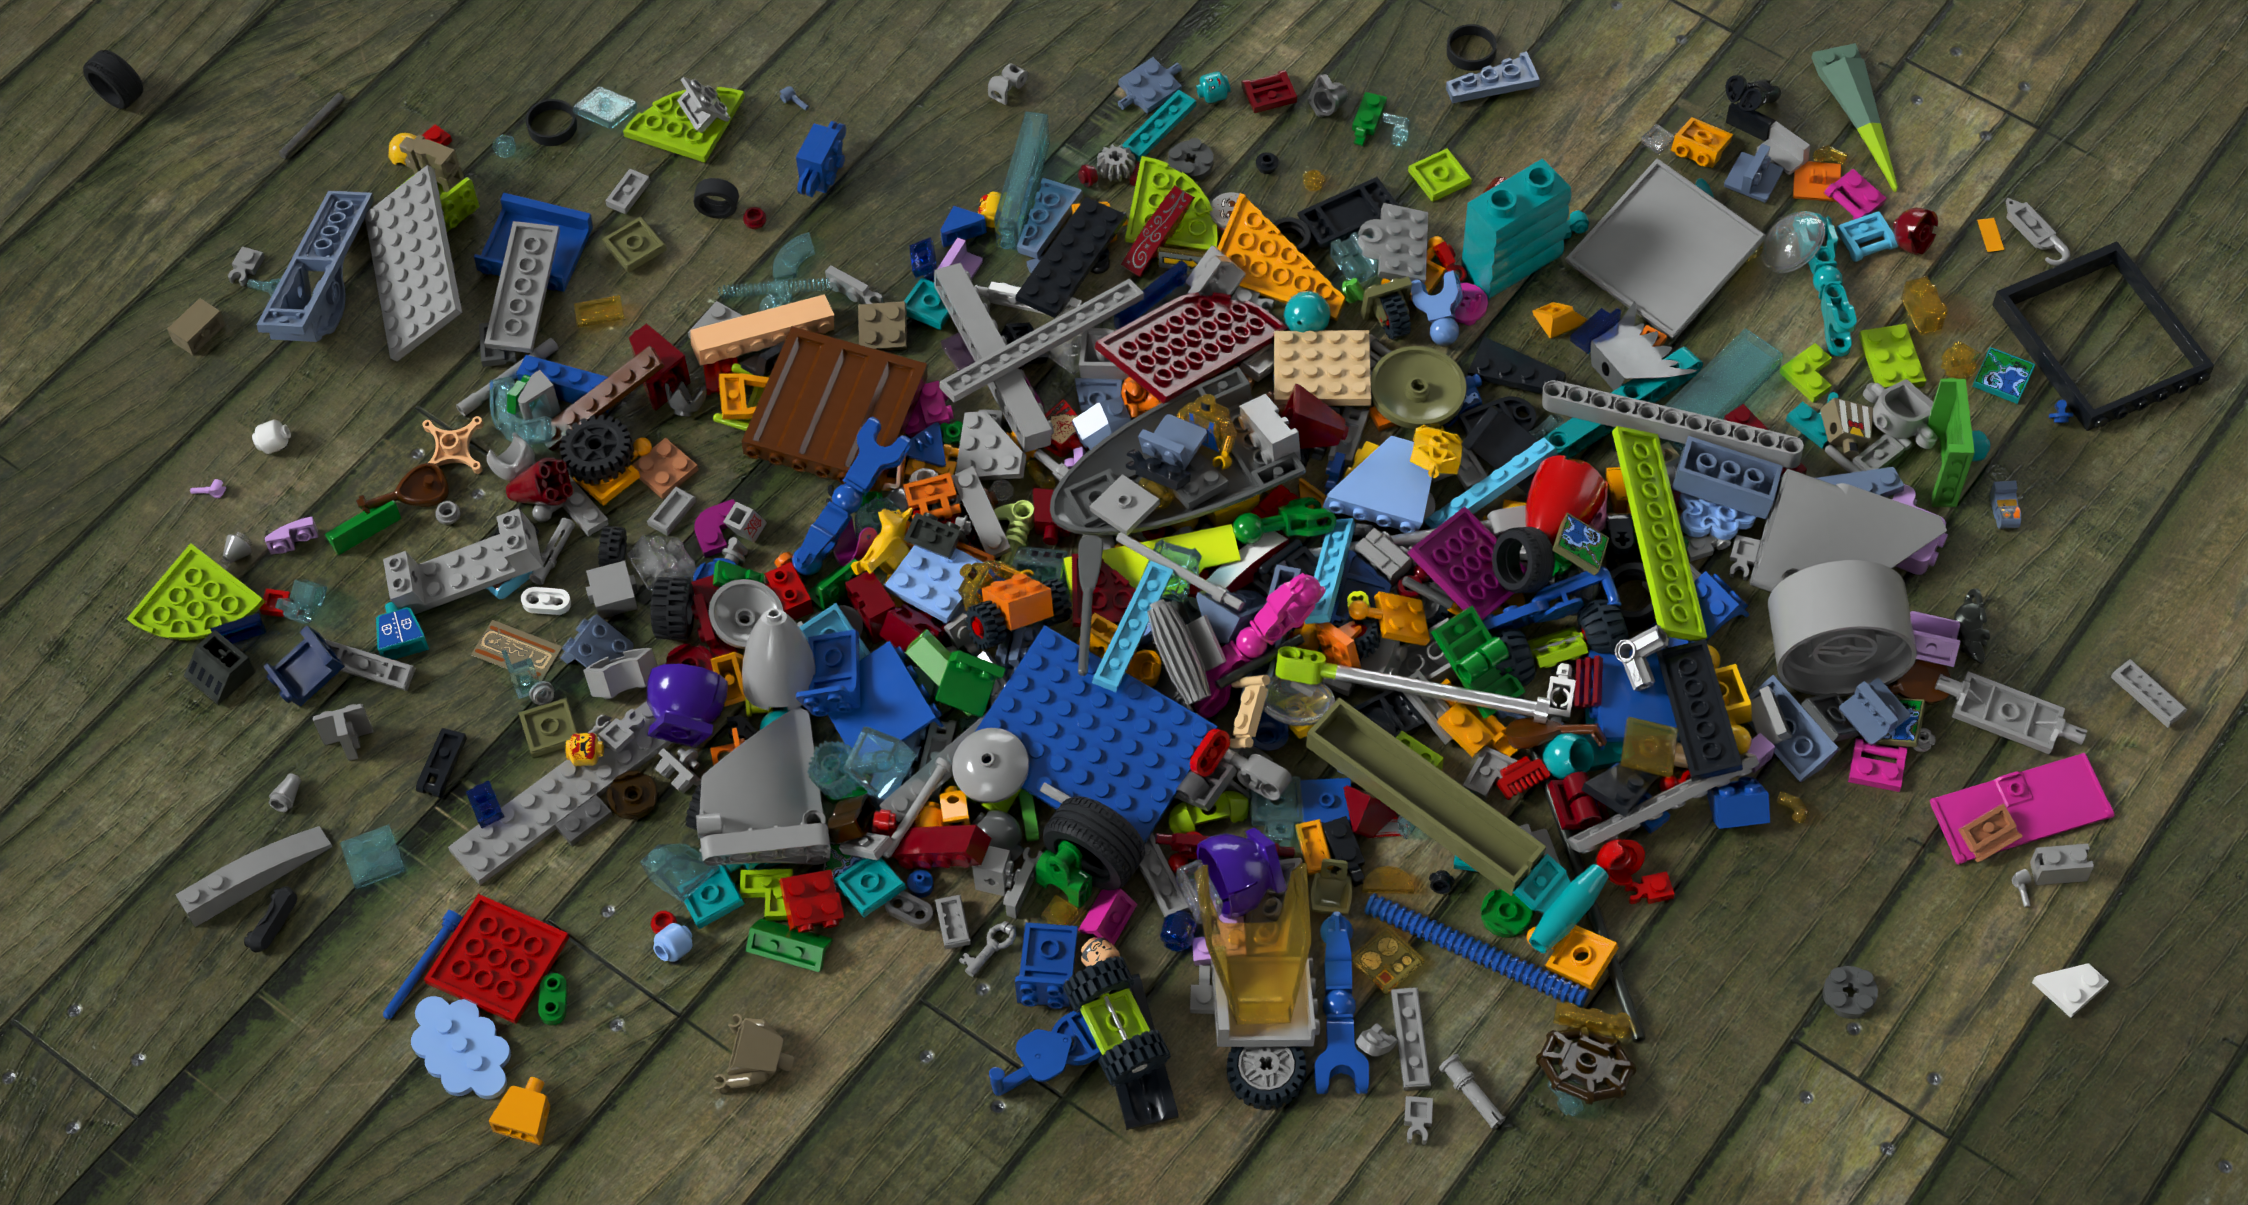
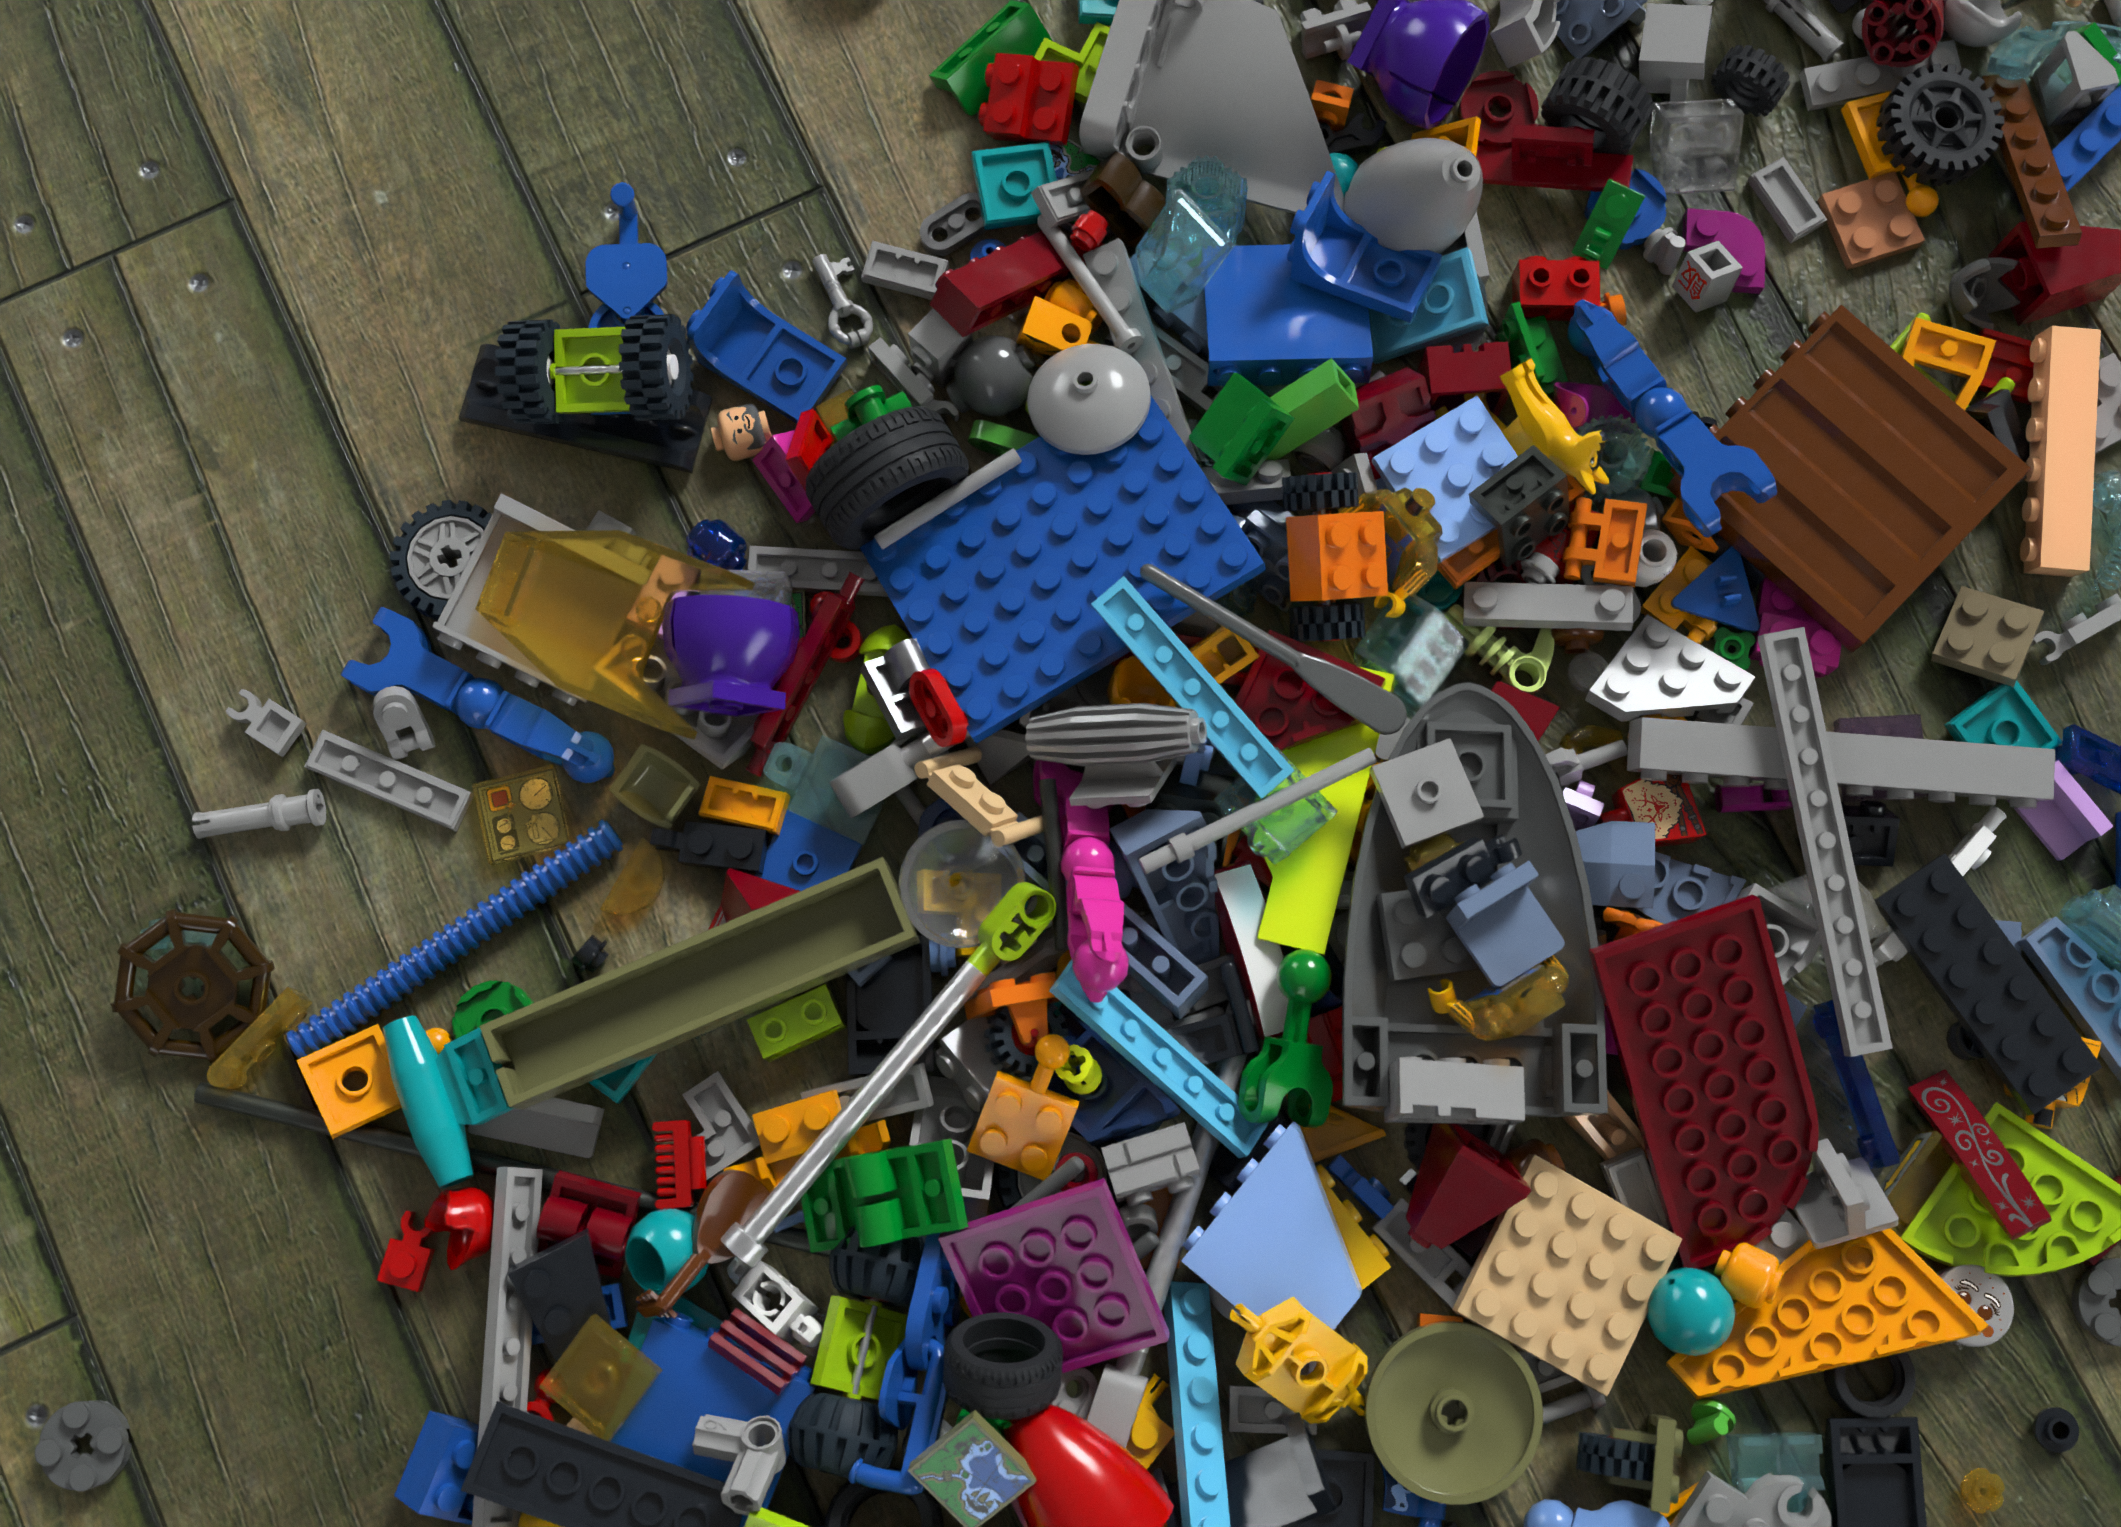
camera: 115 degrees right, 20 degrees up
(740, 601) = (1543, 175): light grey dish -> none
(1093, 906) = (807, 445): none -> red tile
(1274, 296) = (1749, 1274): none -> light orange head

